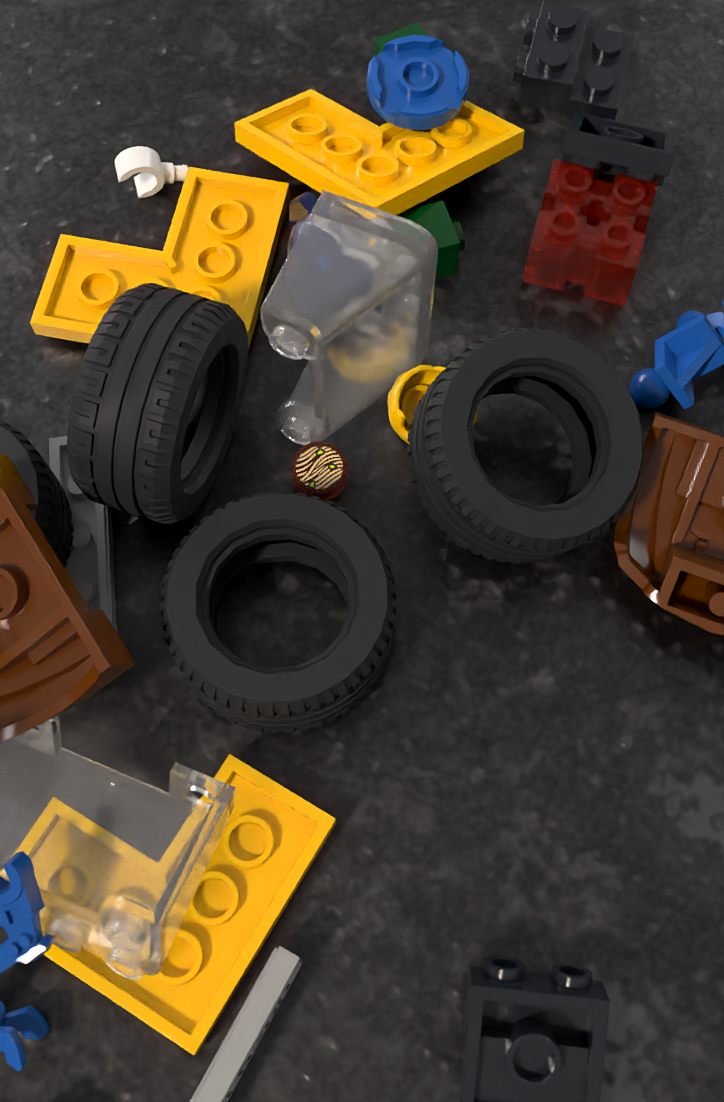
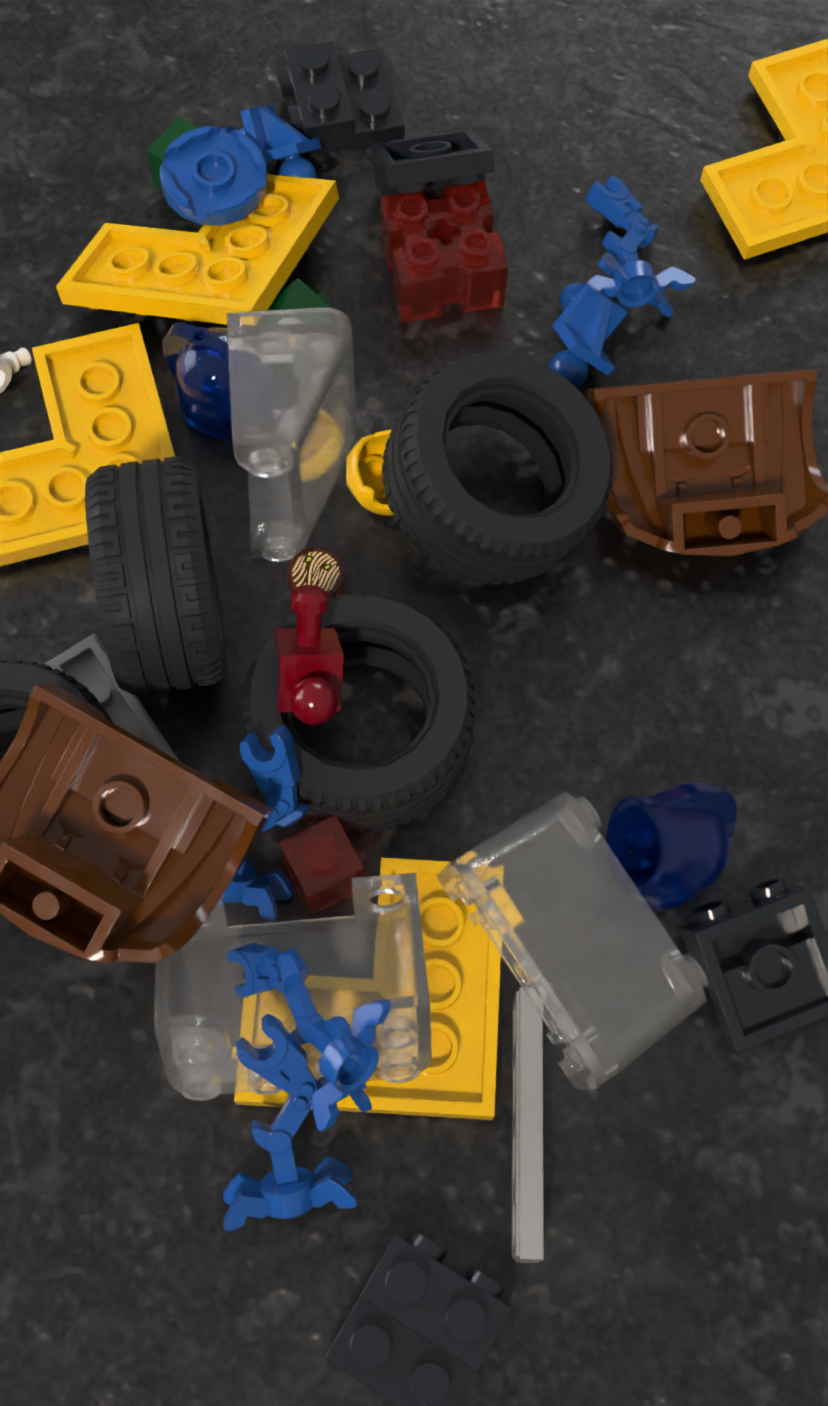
camera: 30 degrees left, 0 degrees up
(64, 934) = (346, 1054): none -> blue piece
(159, 632) = (277, 779): none -> blue piece
(173, 732) = (321, 864): none -> clear red brick
(242, 543) = (309, 660): none -> dark red piece
(356, 932) = (577, 938): none -> clear windscreen
(493, 76) = (278, 141): none -> blue piece
(511, 886) = (675, 841): none -> clear blue helmet

